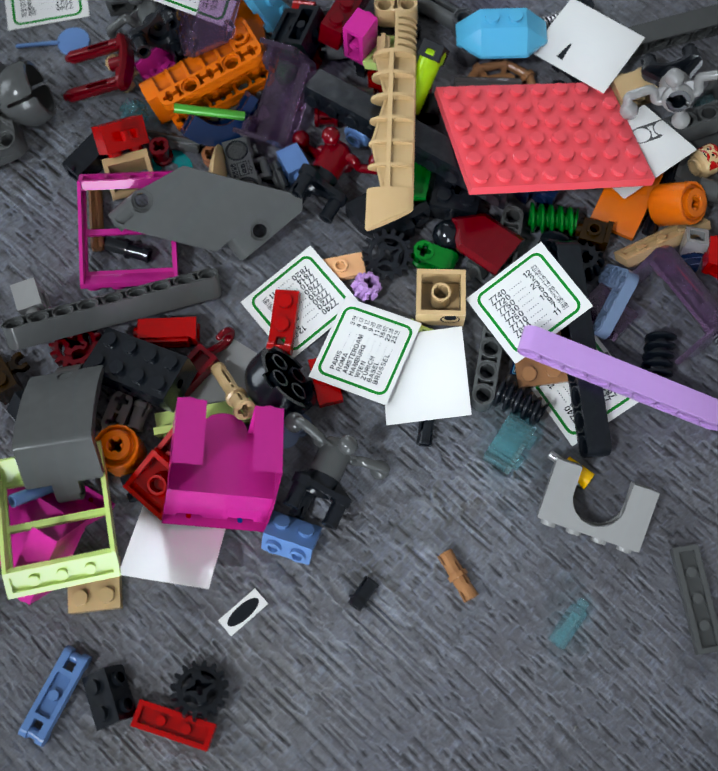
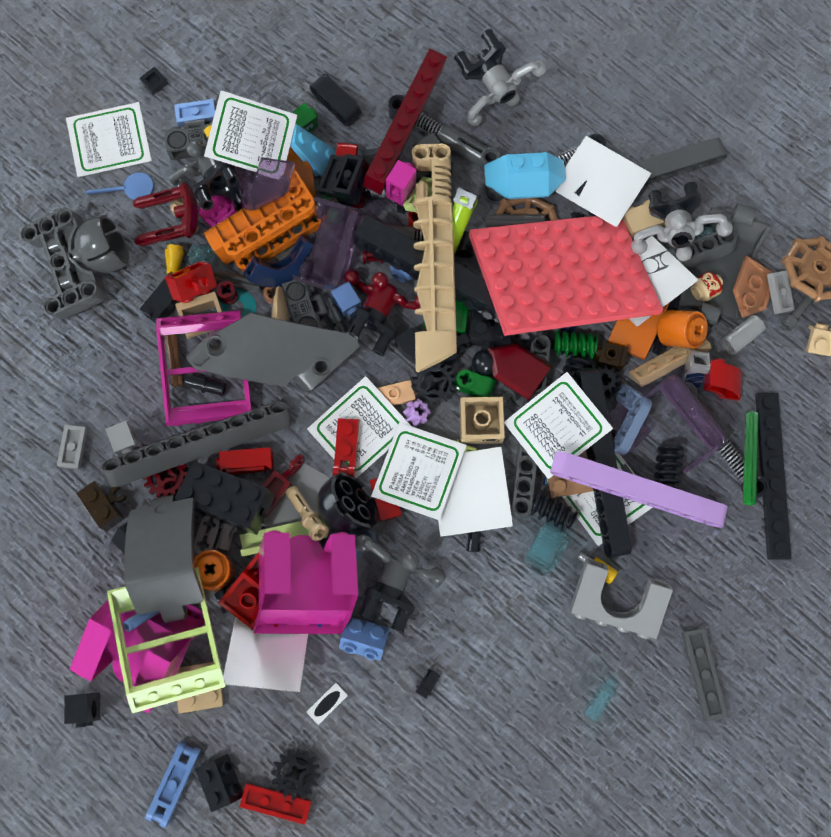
camera: 10 degrees left, 5 degrees up
(105, 110) = (173, 256): none -> yellow cone
(209, 111) = (272, 259): bright green bar -> none
(457, 575) = (506, 664): medium nougat pin -> none

